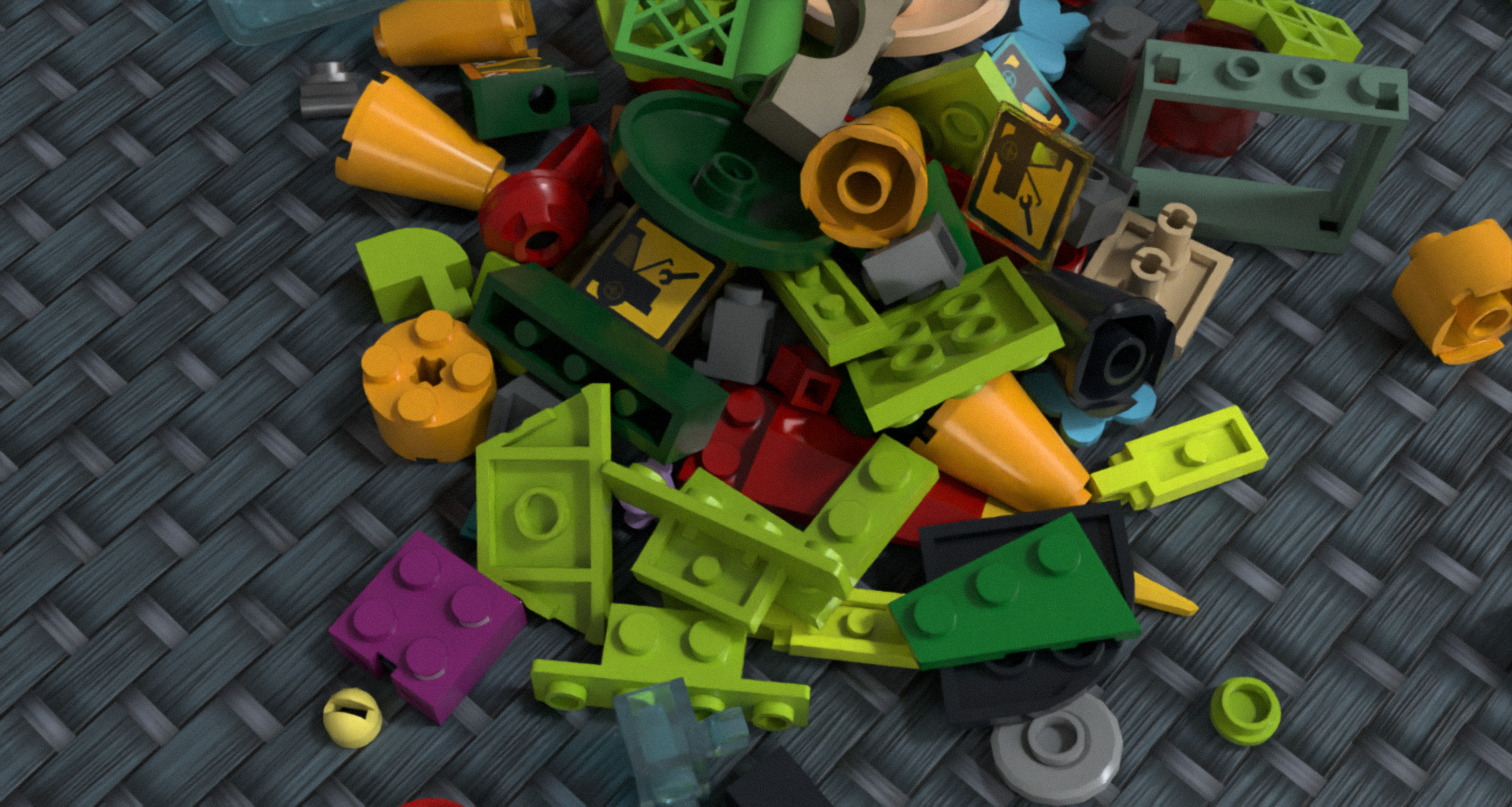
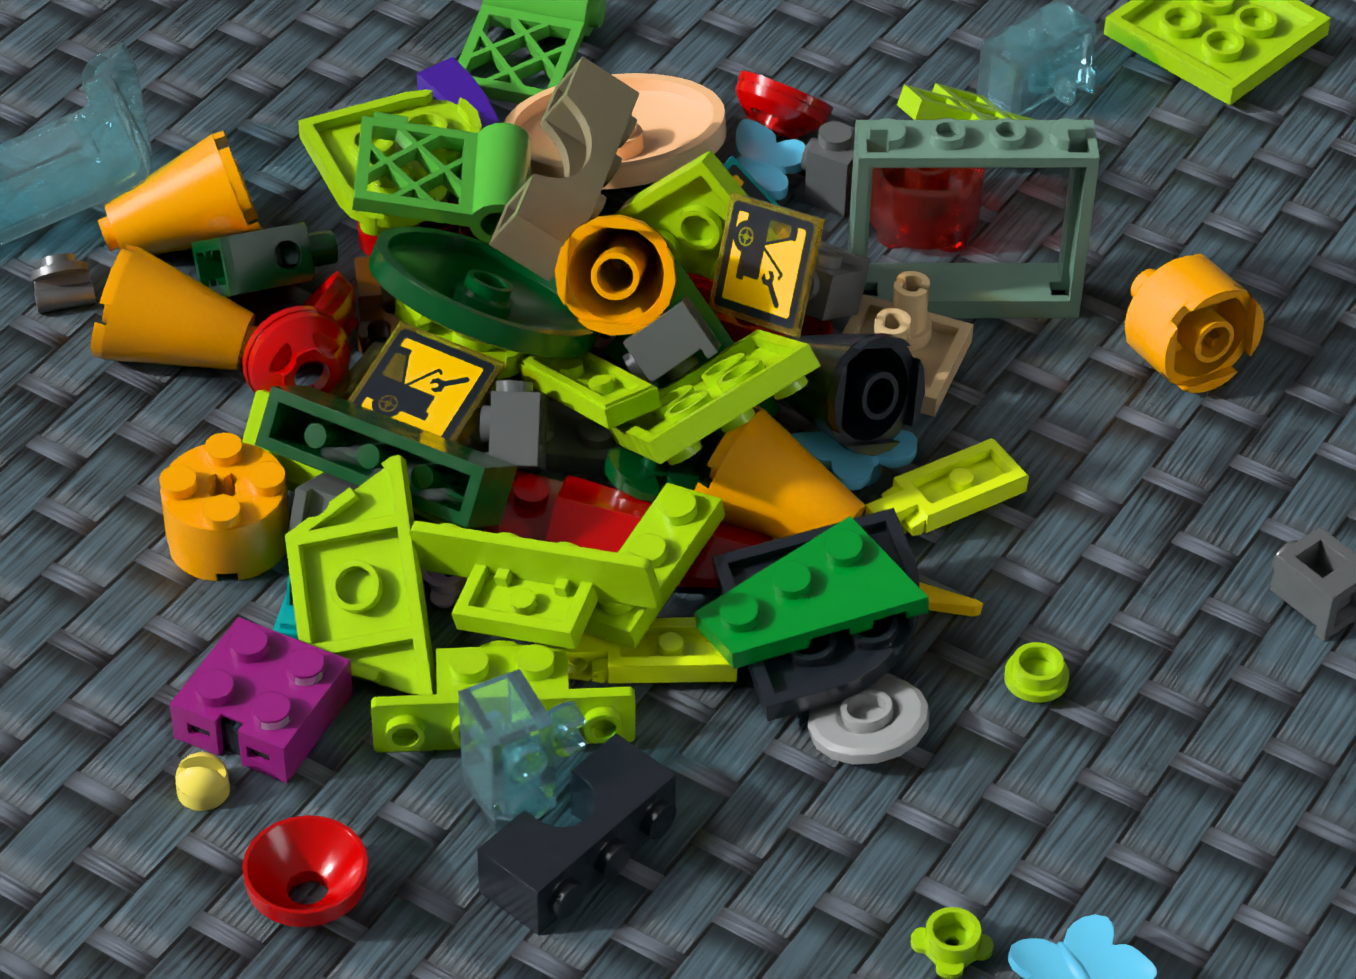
camera: 10 degrees left, 15 degrees down
(417, 272) = (182, 416): lime brick -> none
(804, 378) = (583, 458): red piece -> none

